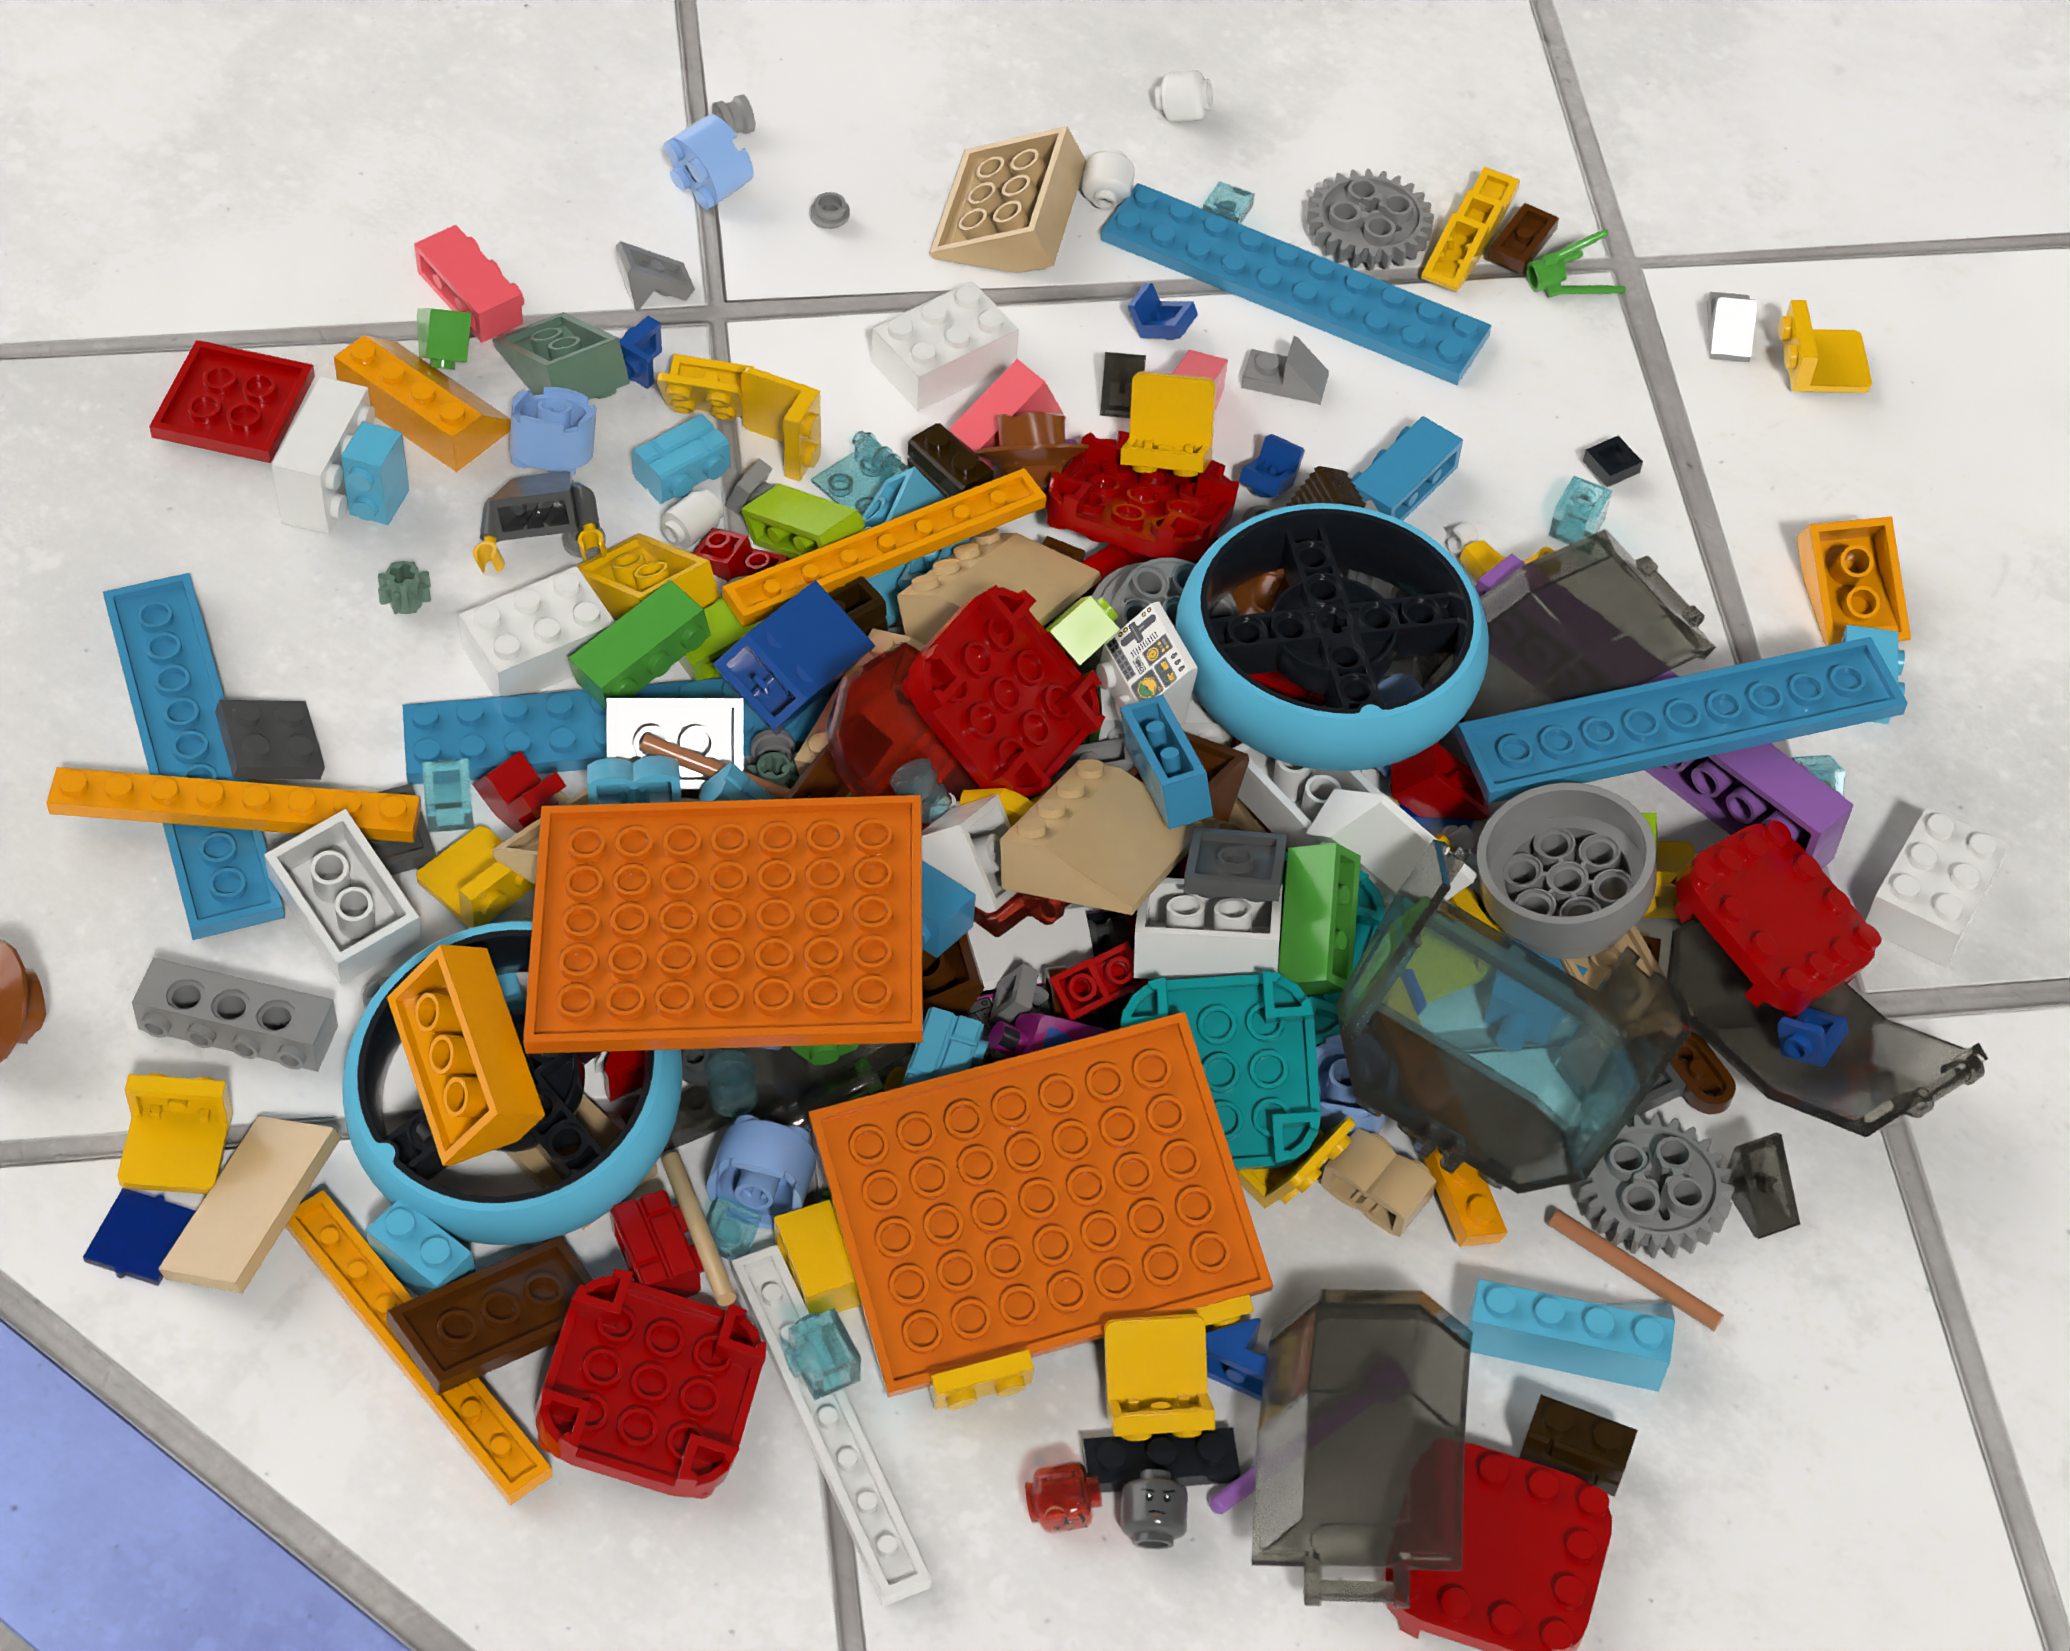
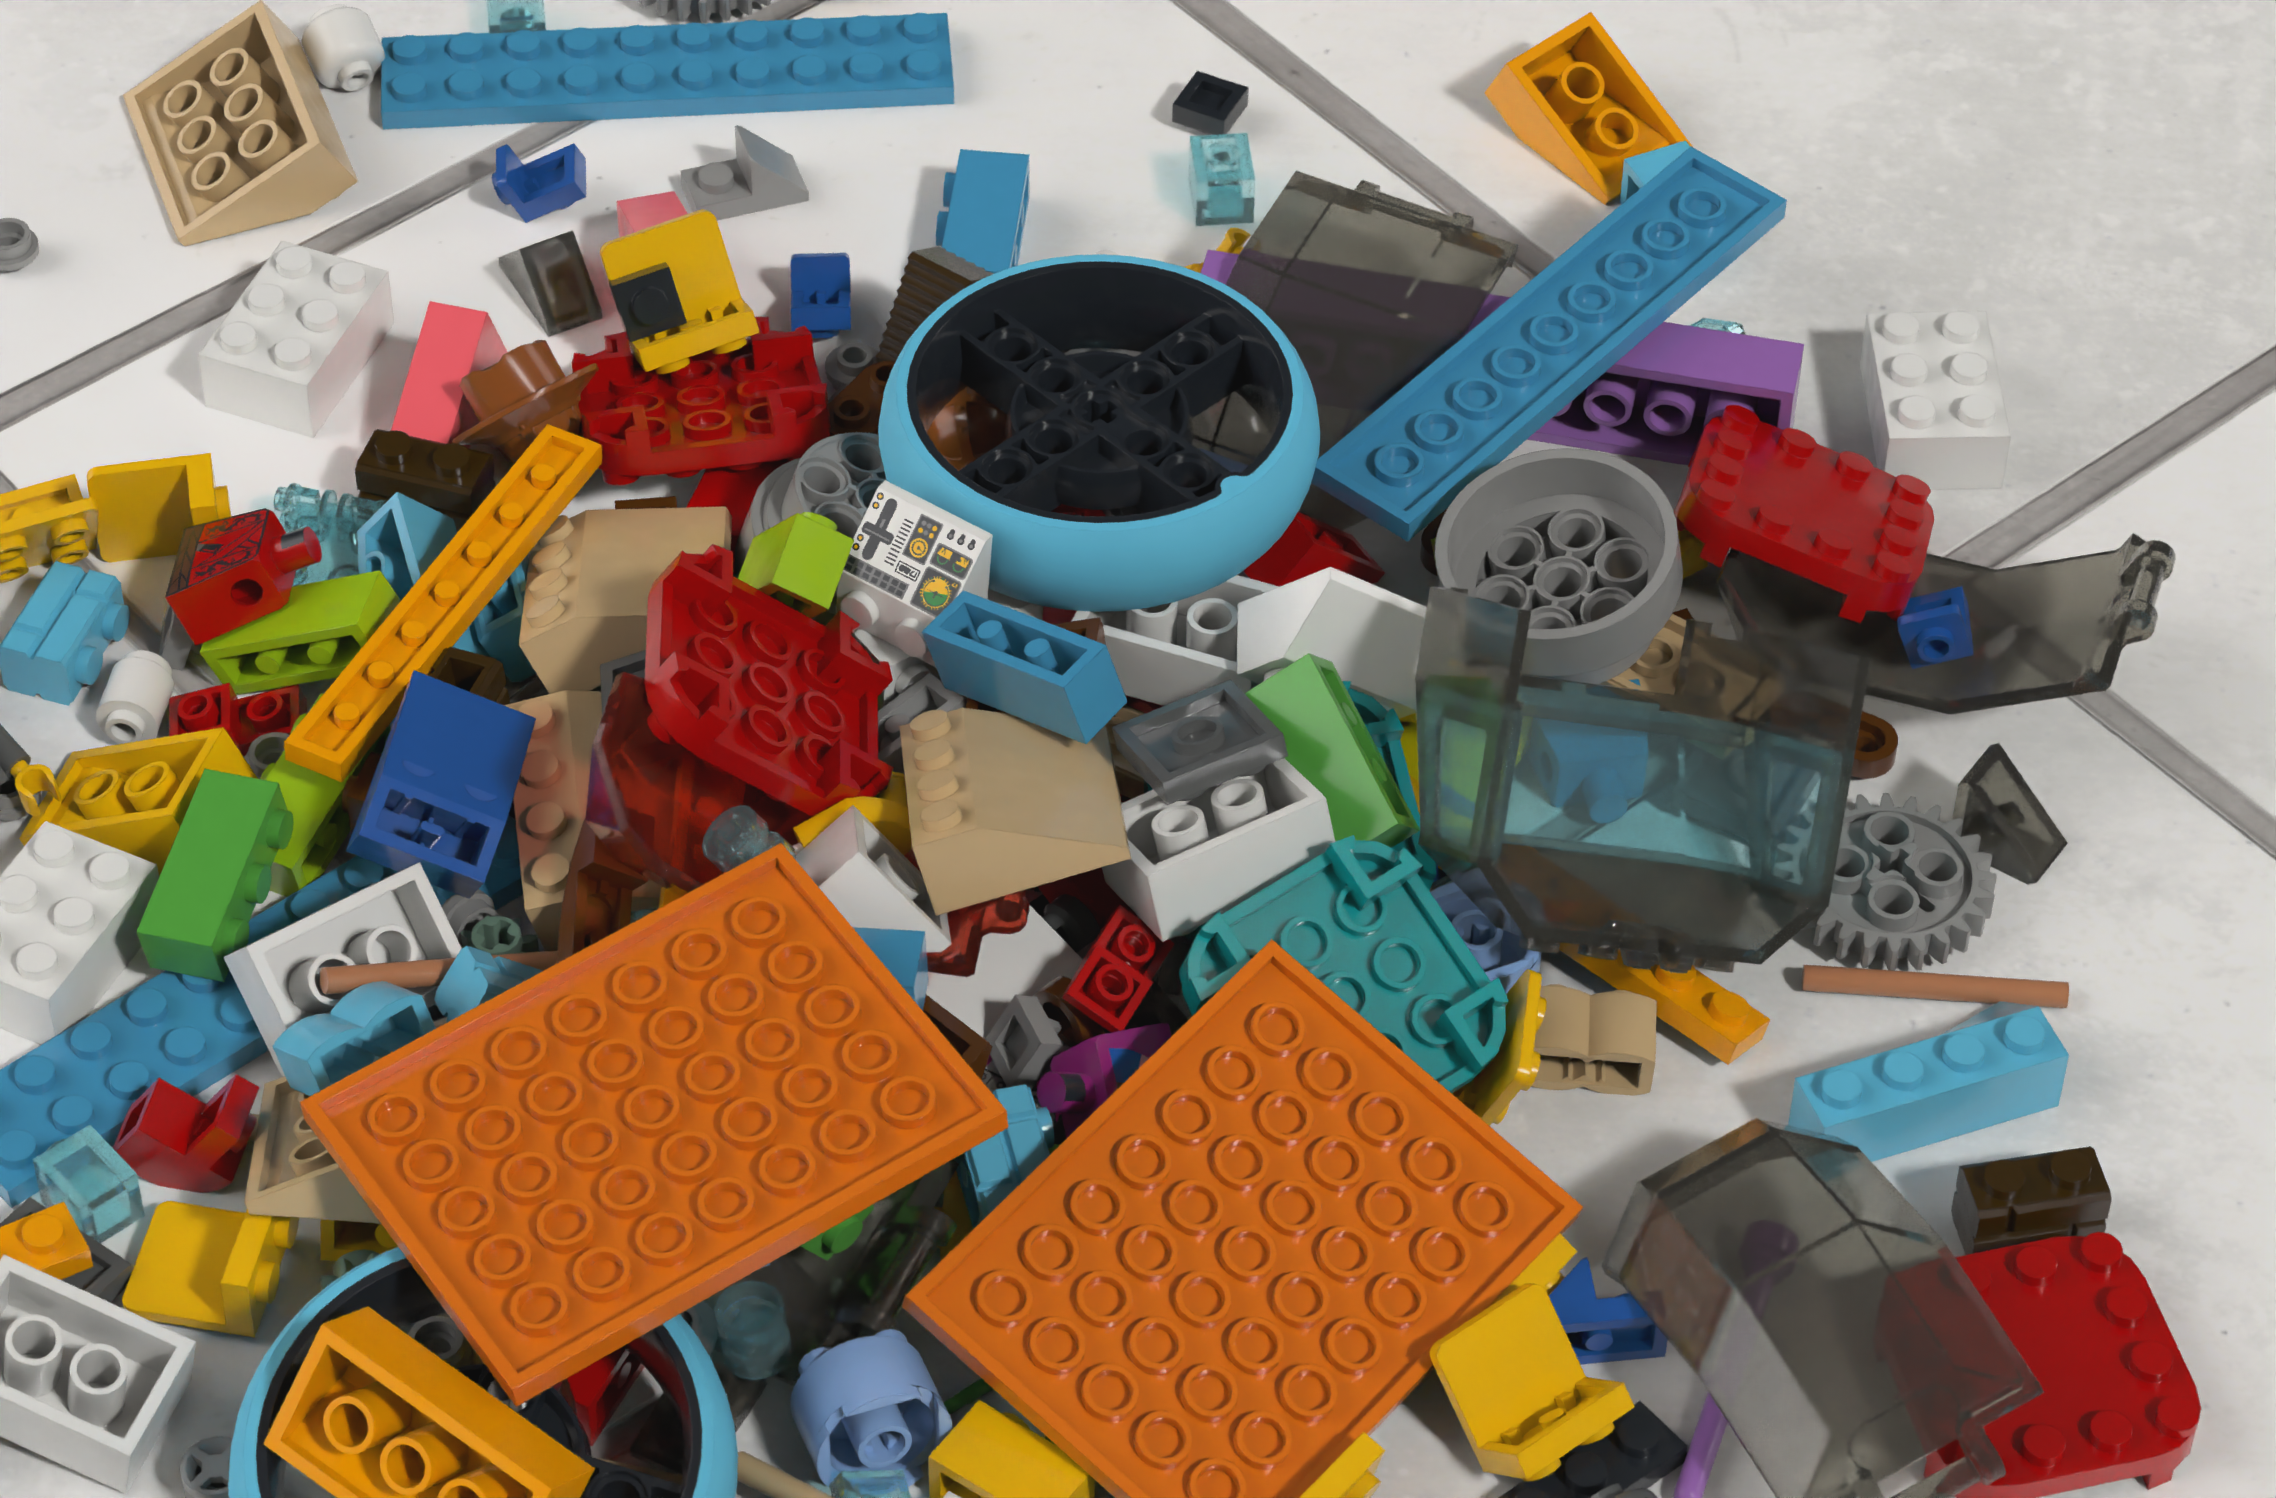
camera: 30 degrees left, 5 degrees down
(784, 470) = (236, 571): none -> red torso
(1147, 421) = (647, 302): none -> black plate

